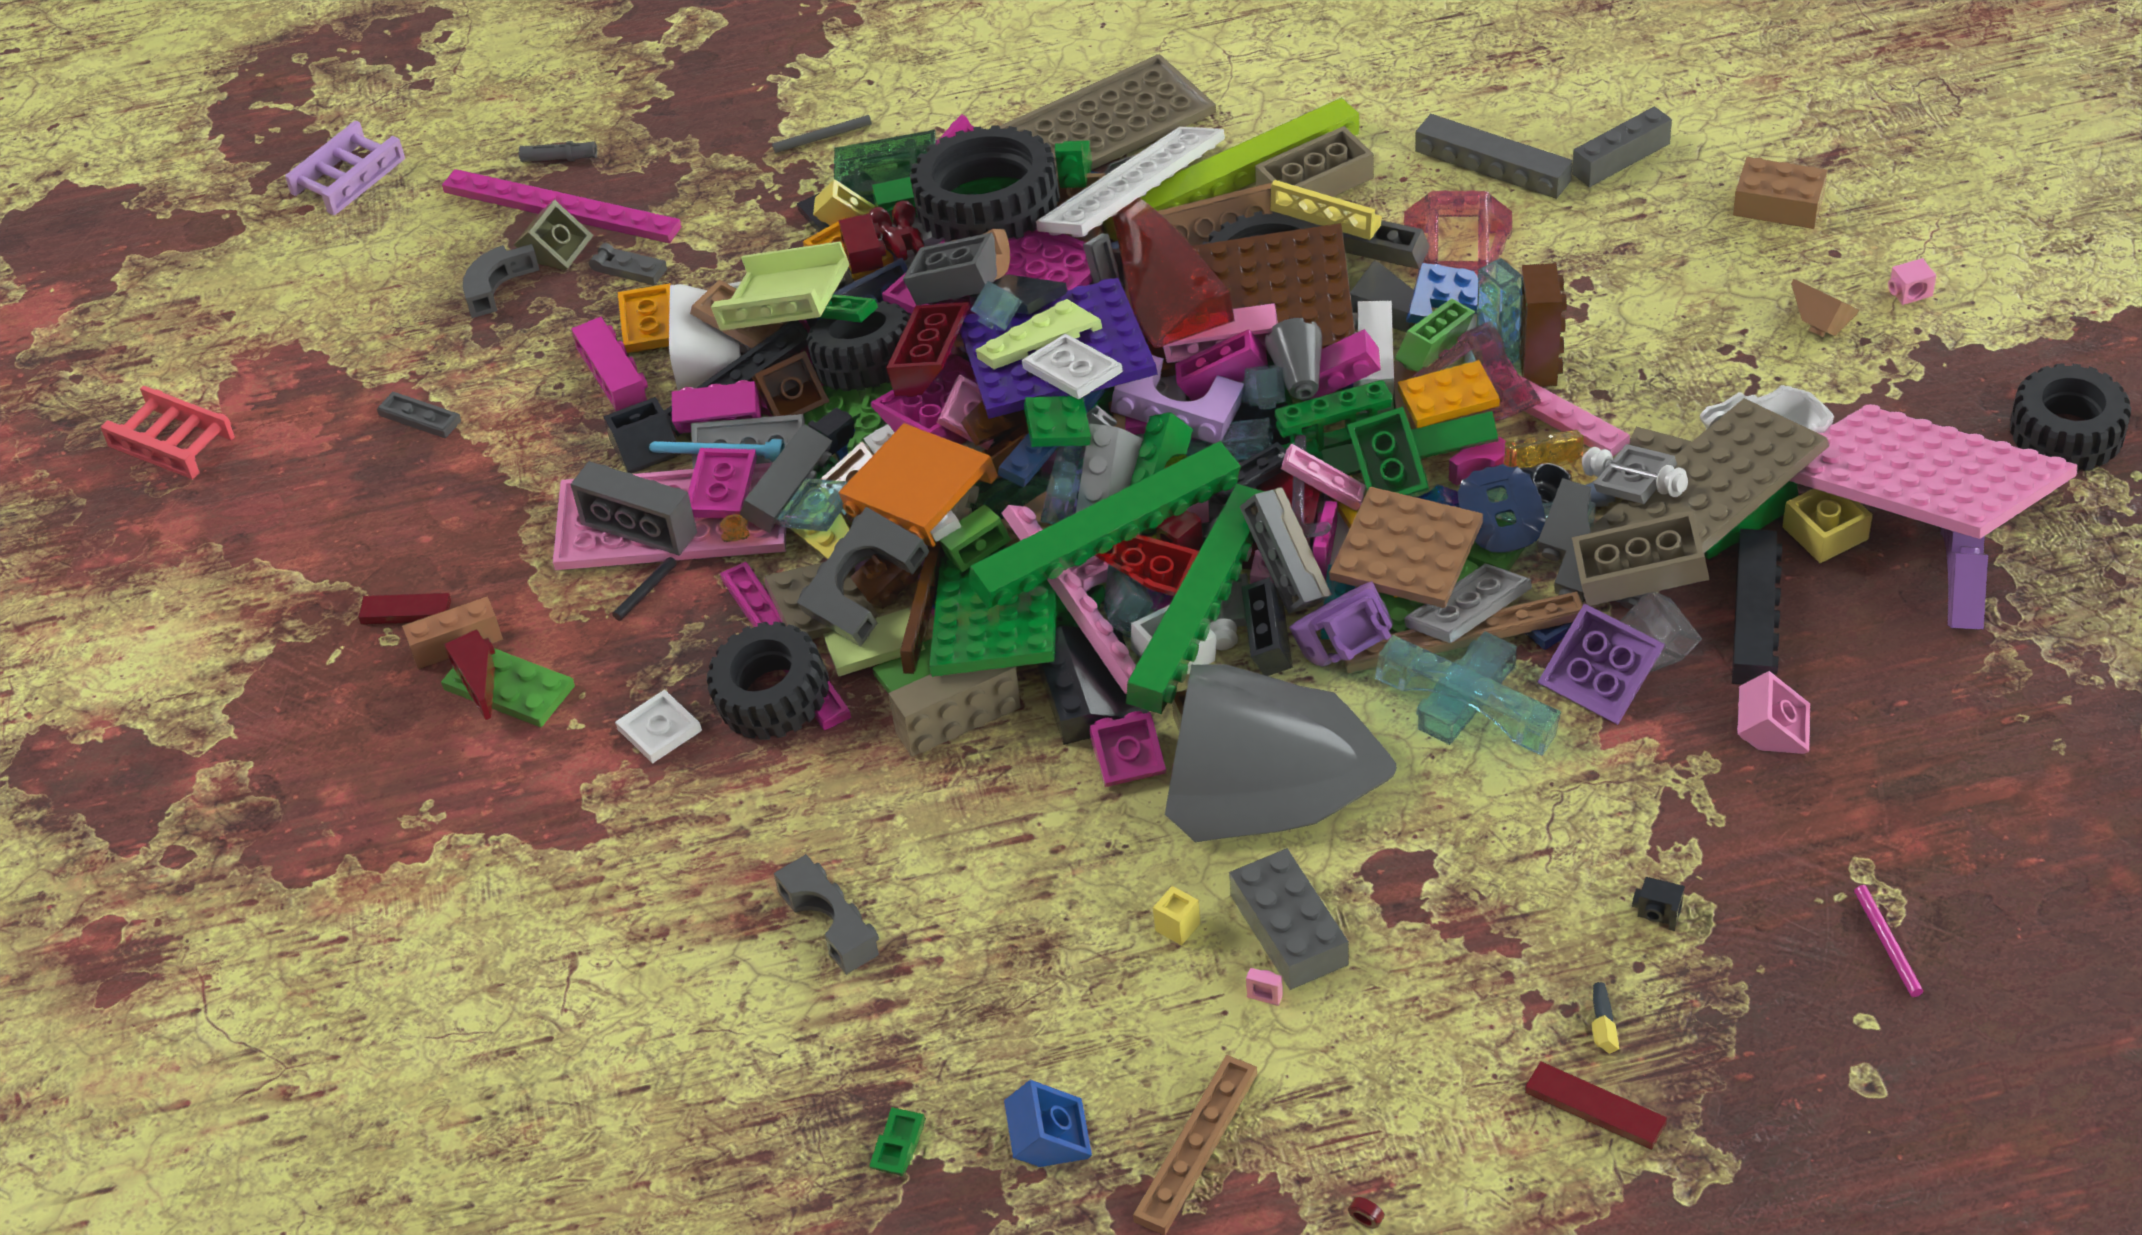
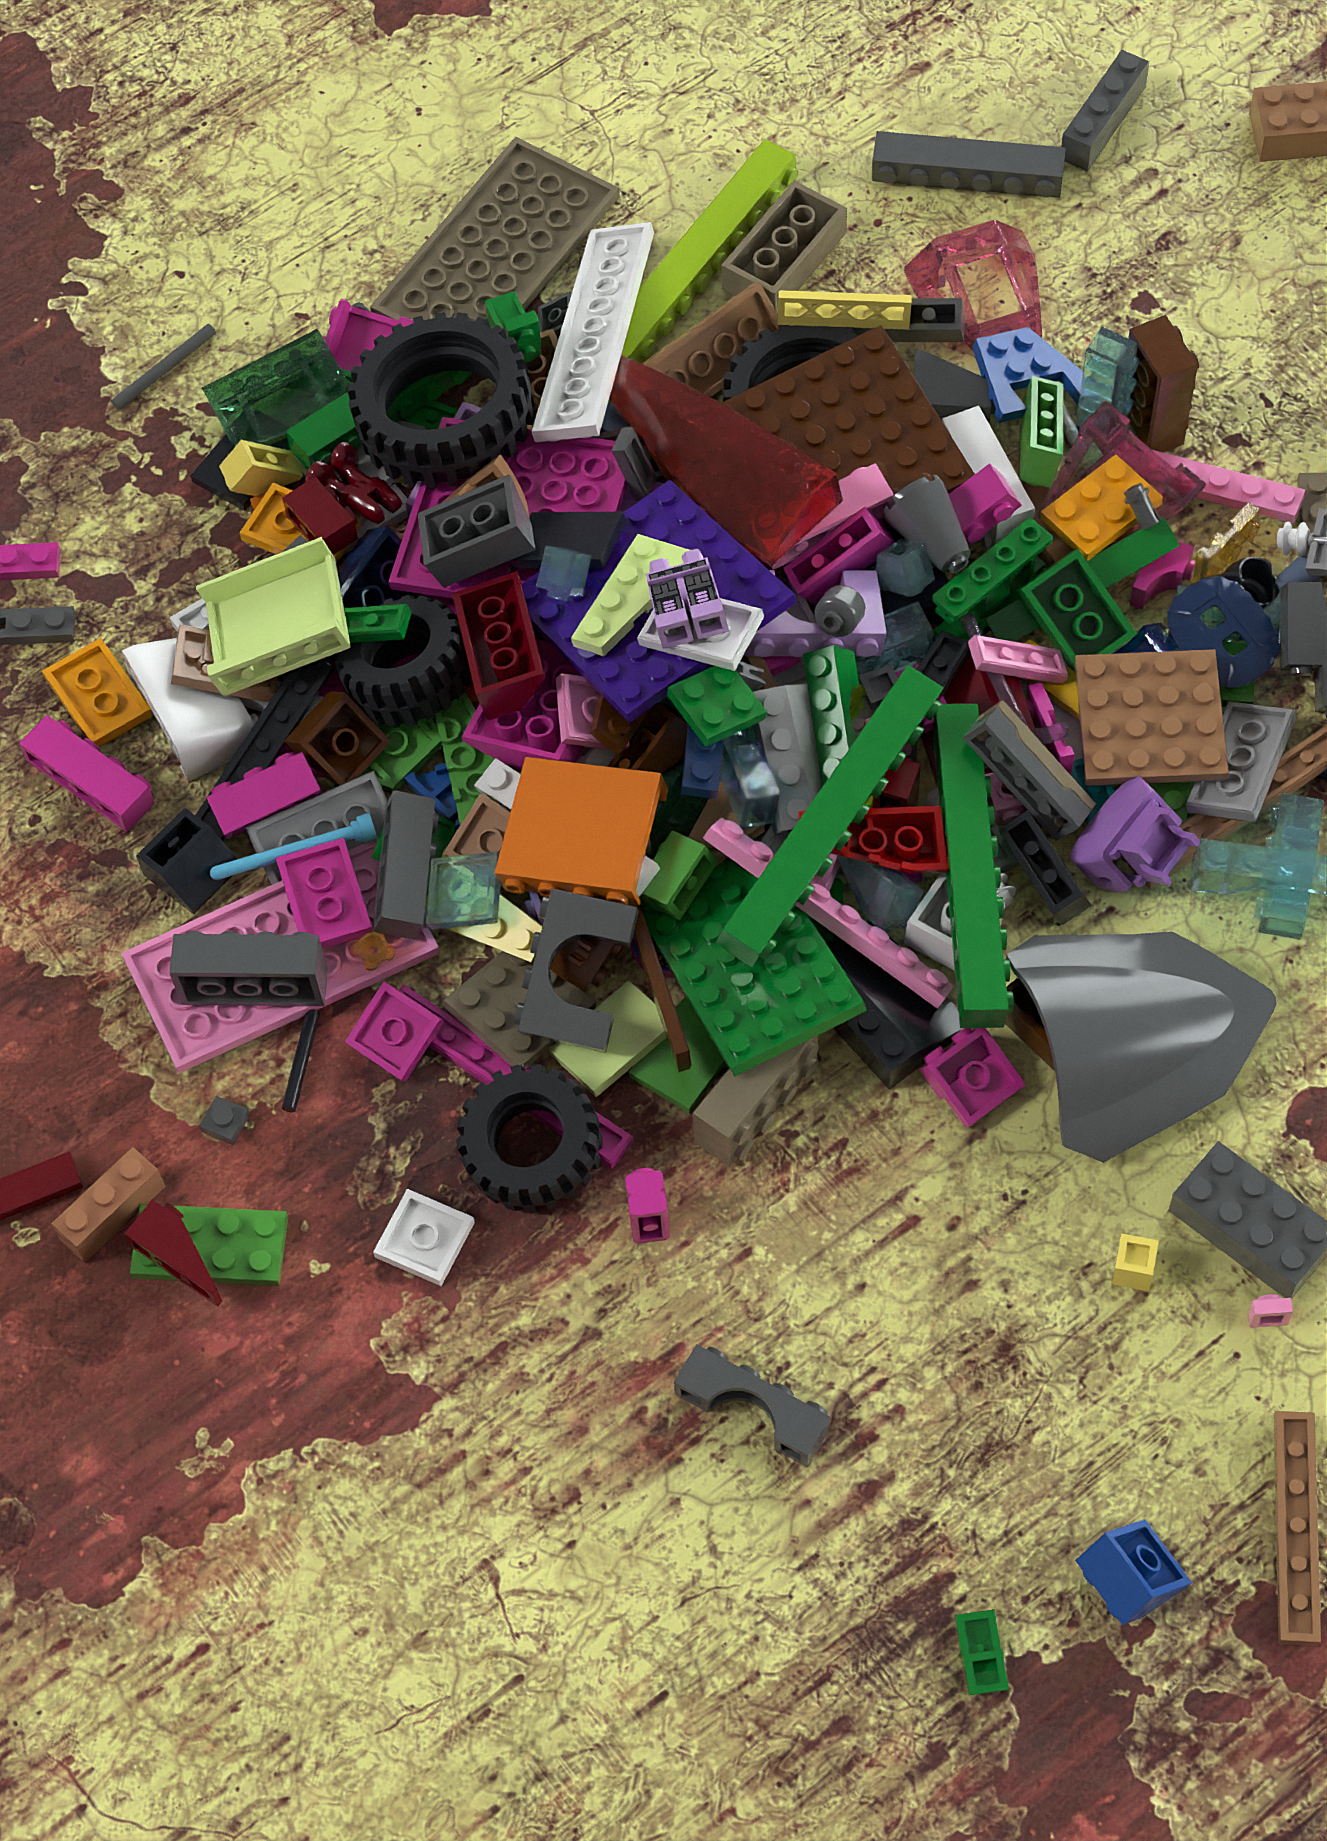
camera: 25 degrees left, 15 degrees up
(568, 609) = (224, 1120): none -> dark grey plate
(718, 586) = (394, 1031): none -> dark pink plate
(826, 753) = (647, 1205): none -> dark pink brick
(836, 426) = (421, 775): black brick -> none
(1063, 338) = (684, 587): none -> lavender hips
(1190, 392) = (840, 611): none -> dark grey head
(1475, 395) = (1141, 505): none -> dark grey pin

